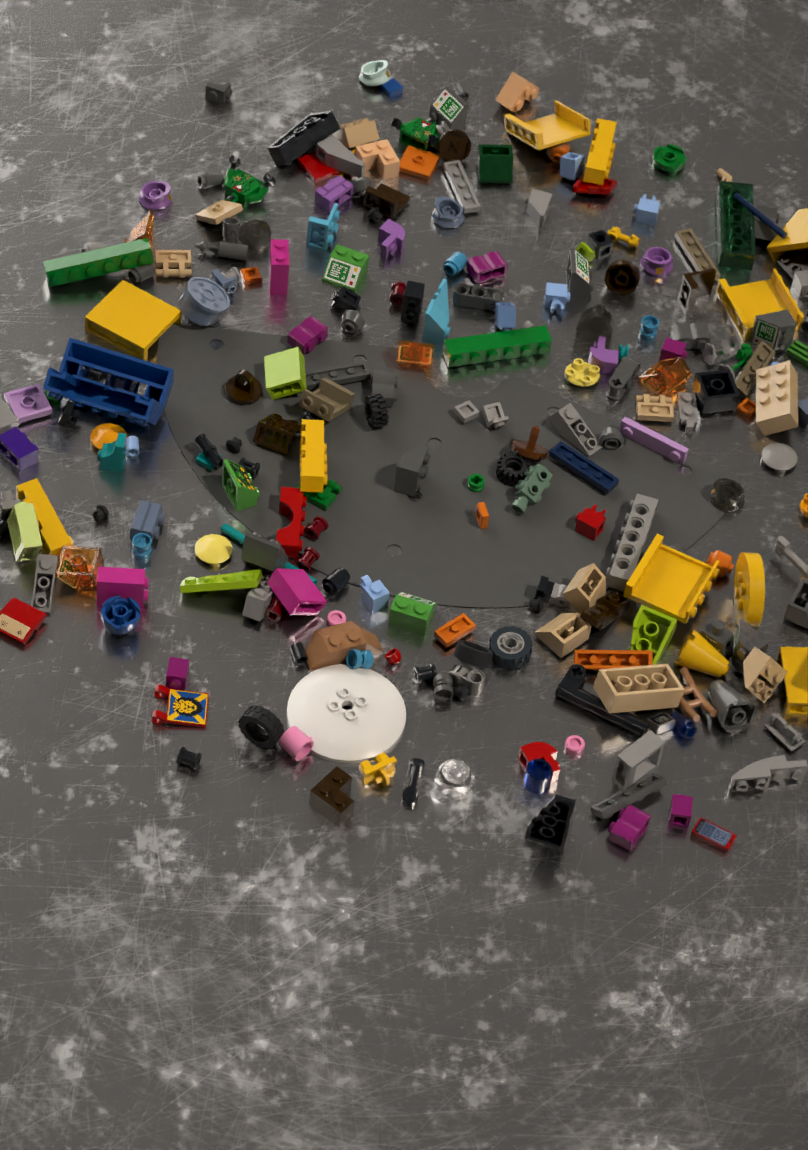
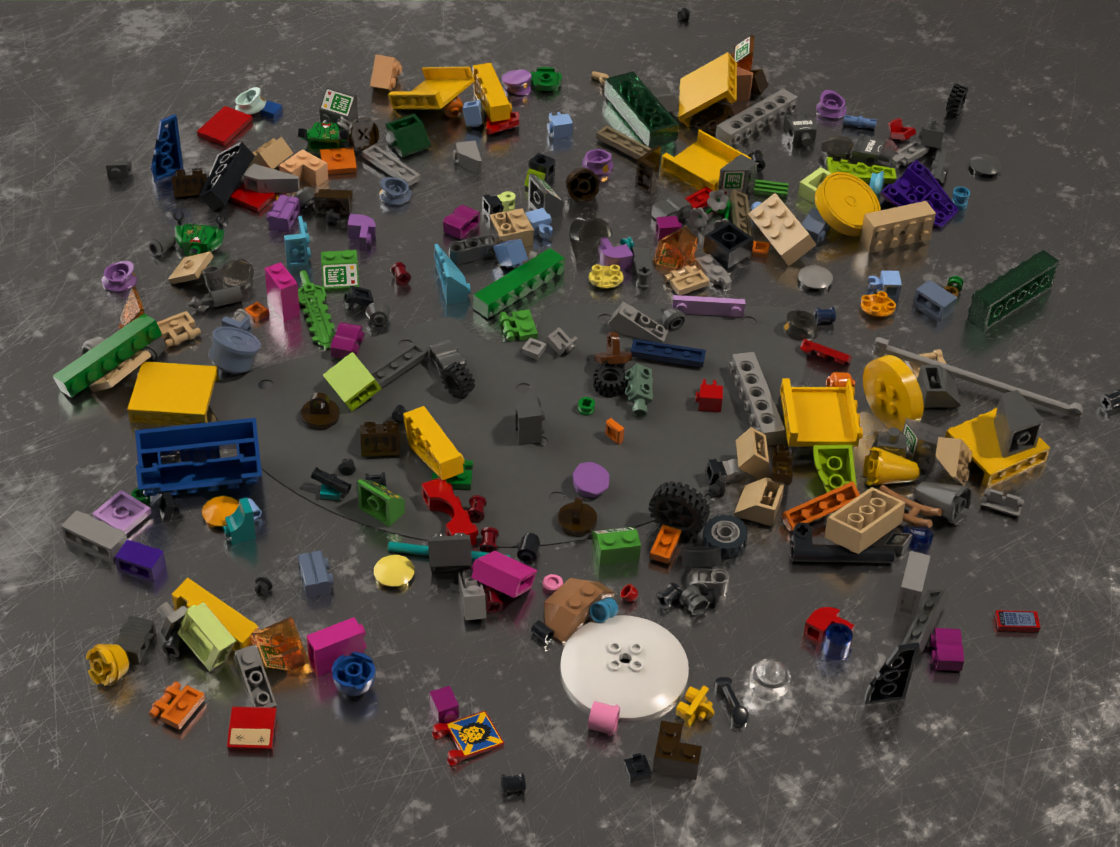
camera: 25 degrees left, 5 degrees down
(100, 281) = (120, 371): none -> tan tile
(141, 546) = (325, 598): dark azure wheel -> none
(228, 581) = (428, 596): lime wing -> none
(256, 716) = (564, 707): black tyre -> none
(264, 93) = (167, 150): none -> blue wedge
(268, 129) = (188, 183): none -> dark brown bracket
(297, 794) = (637, 768): none -> black tile
(305, 282) = (313, 297): none -> bright green bar
(328, 400) = (406, 389): dark tan panel -> none
(339, 87) = (224, 125): none -> red tile
(374, 595) = (574, 544): light blue brick -> none
(396, 574) = (577, 518): none -> dark brown tile
(412, 301) = (422, 274): black brick -> none
(415, 353) = (454, 317): clear orange slope -> none
(429, 547) = (590, 479): none -> medium lavender hat
(455, 264) = (432, 229): dark azure brick -> none
(474, 388) = (523, 325): none -> bright green plate
(481, 604) = (679, 508): none -> black wheel
(526, 292) = (513, 226): none -> tan slope
(534, 264) = (498, 203): none -> leg
(574, 745) = (842, 598): bright pink tile -> none
(615, 233) = (566, 153): yellow bar -> none
(639, 150) = (517, 82): none -> medium lavender hat
(649, 327) = (633, 216): dark azure wheel -> none
(680, 810) = (977, 612): magenta brick -> none
(719, 334) = (699, 198): none -> red plate
(732, 529) = (823, 351): none -> red hinge
(757, 495) = (825, 315): none -> dark blue bush
(760, 215) = (660, 92): dark blue bar -> none
(763, 771) = (1017, 542): light grey slope -> none

